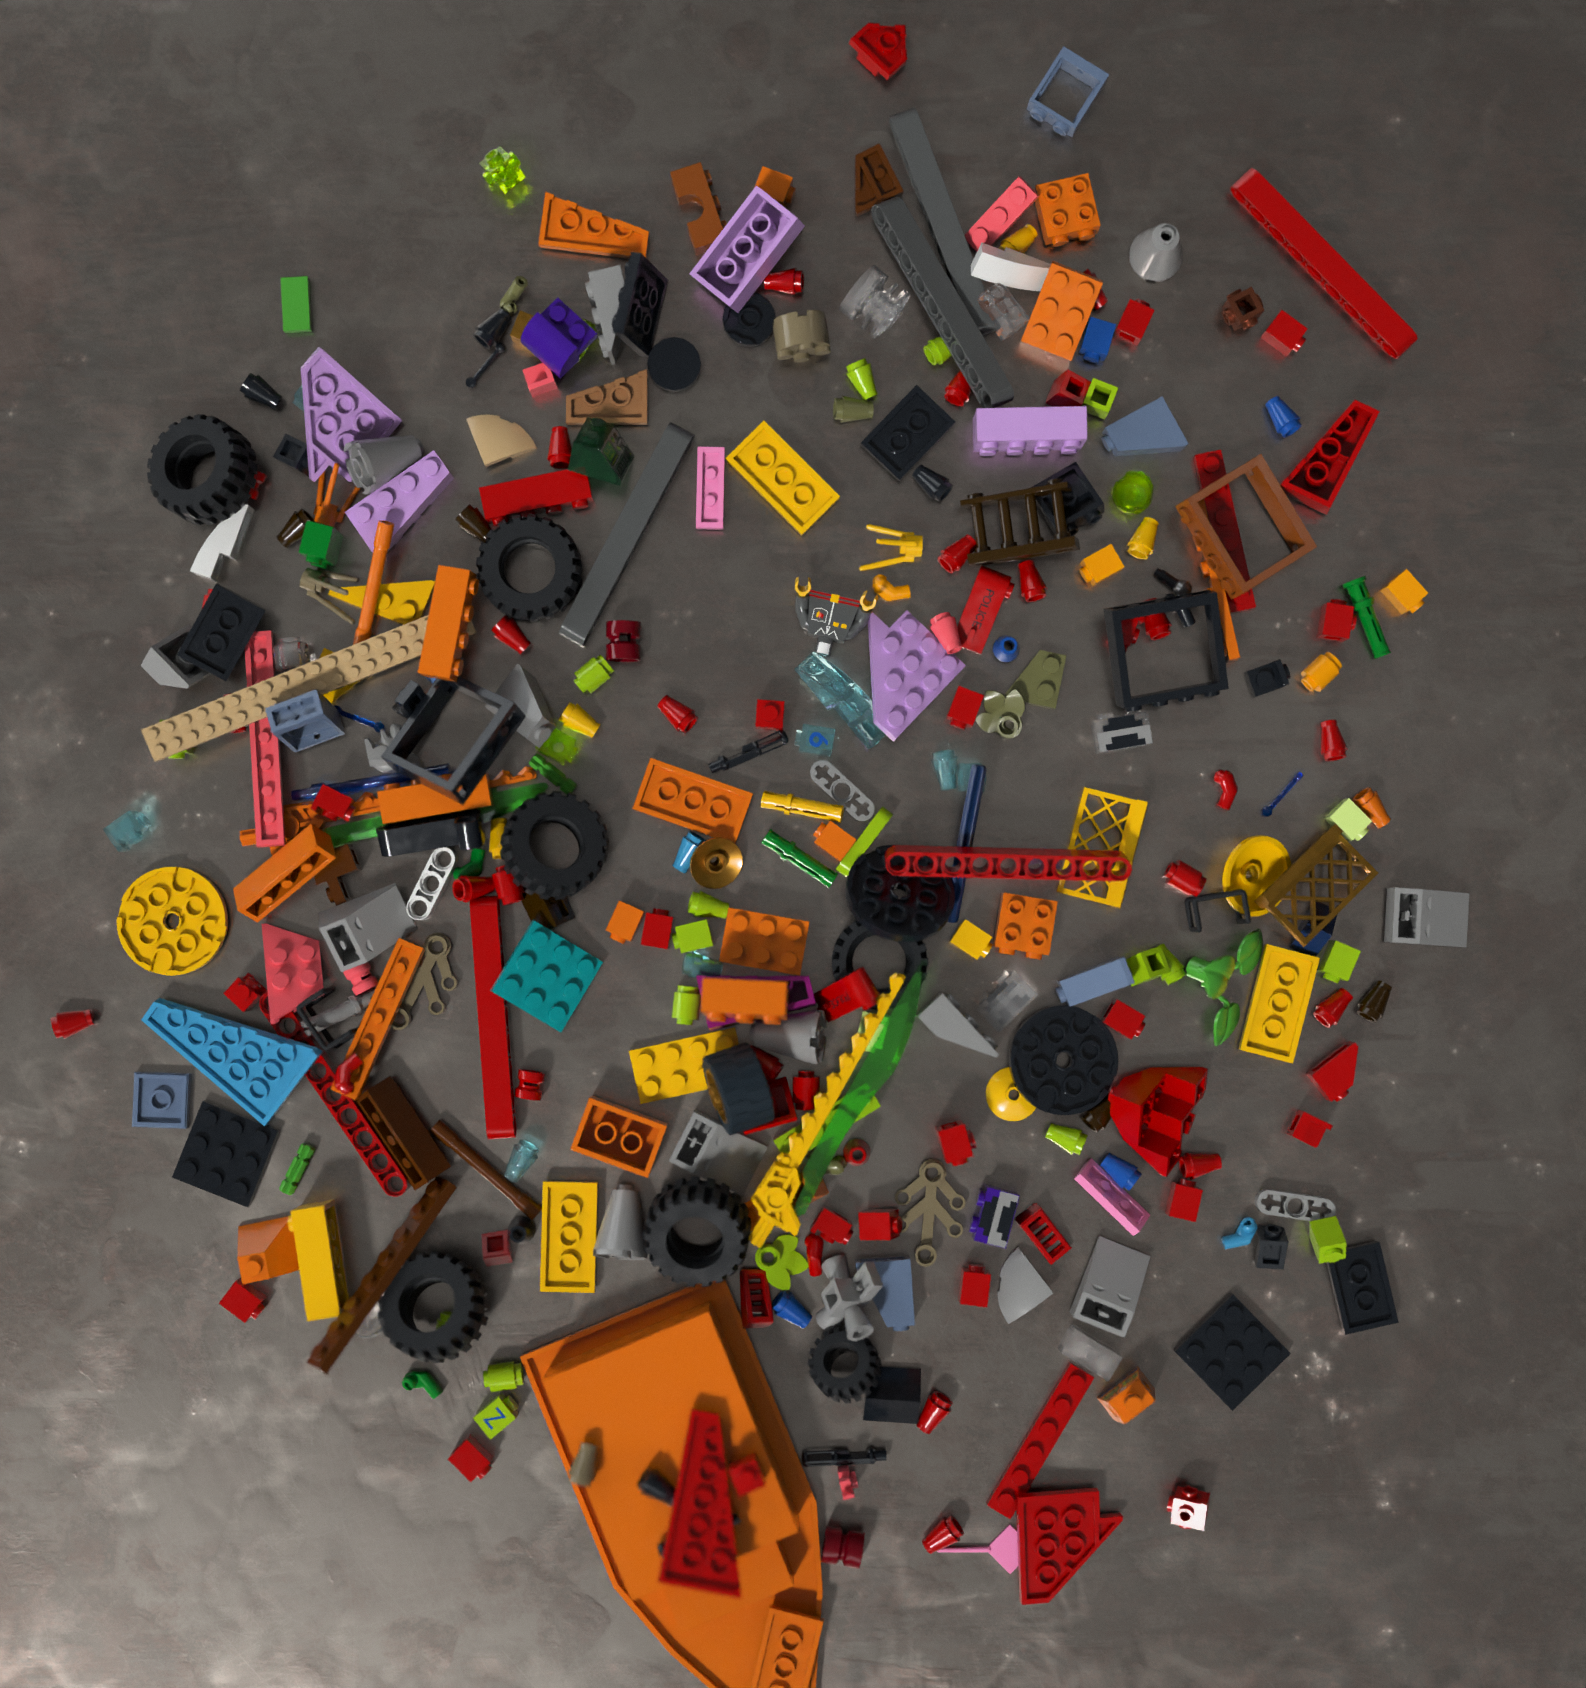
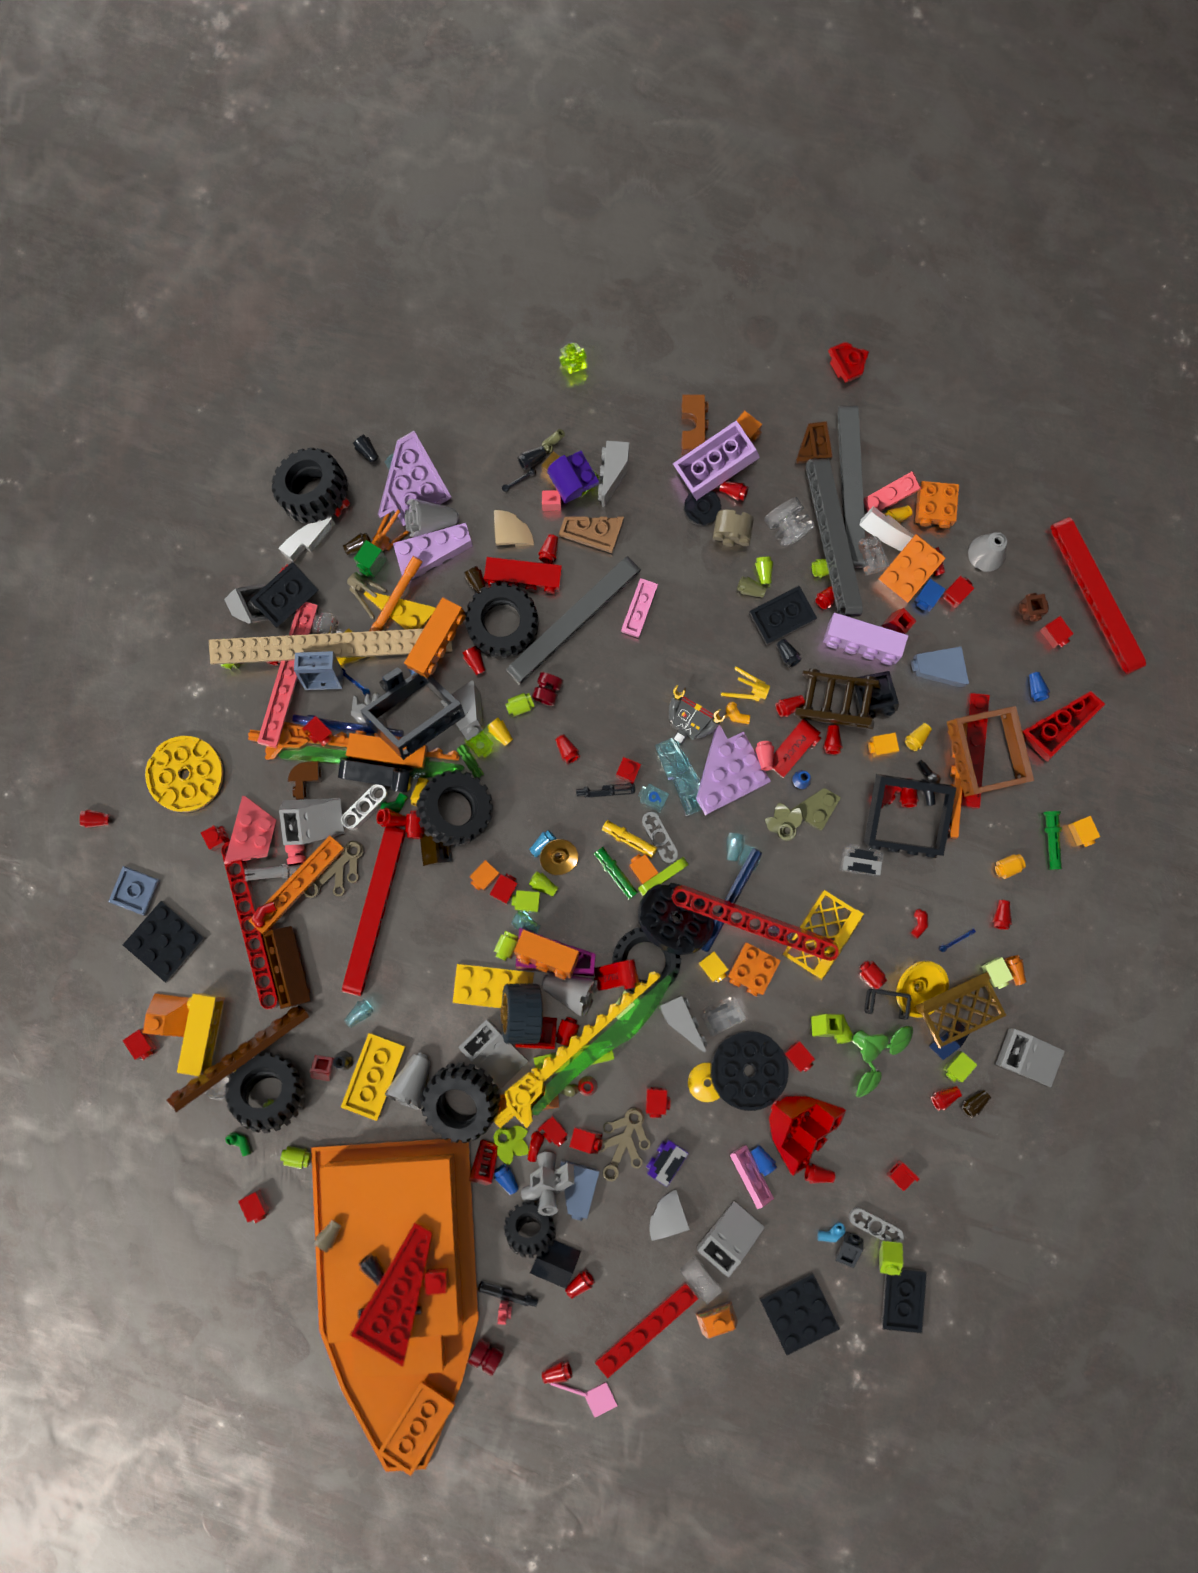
camera: 20 degrees right, 5 degrees down
(127, 830) = (176, 704): clear light blue brick -> none
(243, 1061) = (196, 881): dark azure wing -> none
(284, 873) = (269, 766): orange brick -> none
(293, 453) = (373, 495): black bracket -> none
(296, 304) = (409, 400): bright green tile -> none
(297, 1169) = (207, 968): bright green axle -> none
(309, 1002) = (265, 891): black piece -> none
(497, 1415) = (281, 1182): lime brick -> none
(519, 1198) = (317, 983): reddish brown piece -> none
(529, 1091) = (381, 968): red wheel -> none
(546, 976) = (419, 894): teal plate -> none
(586, 231) = (611, 413): orange wing -> none
(600, 452) = (574, 560): clear green slope -> none
(619, 1136) = (430, 1019): orange brick -> none
(639, 304) = (633, 472): black plate -> none
(674, 364) = (643, 520): black tile -> none
(692, 800) = (557, 810): orange plate -> none
(764, 941) = (573, 920): orange brick -> none
(770, 1064) = (548, 1005): red cone -> none
(782, 478) = (689, 617): yellow plate -> none
(964, 708) = (760, 809): red brick -> none
(974, 1286) = (637, 1206): red brick -> none
(1031, 1220) = (690, 1170): red slope -> none
(1056, 1538) = (635, 1403): red wing -> none
(1068, 1138) = (734, 1125): lime cone -> none
(1079, 69) = (977, 418): sand blue window -> none
(1094, 981) = (788, 1024): sand blue slope -> none
(1098, 1116) = (760, 1117): dark brown cone -> none
(1099, 398) = (918, 634): lime brick -> none
(1133, 493) = (921, 704): clear neon green hair -> none
(1184, 1200) = (800, 1196): red brick -> none
(1189, 1507) = (734, 1413): brick -> none
(1268, 678) = (973, 858): black bracket -> none
(1279, 1003) = (909, 1082): yellow plate -> none
(1336, 620) = (1031, 835): red brick -> none
(1336, 1072) = (933, 1143): red slope -> none

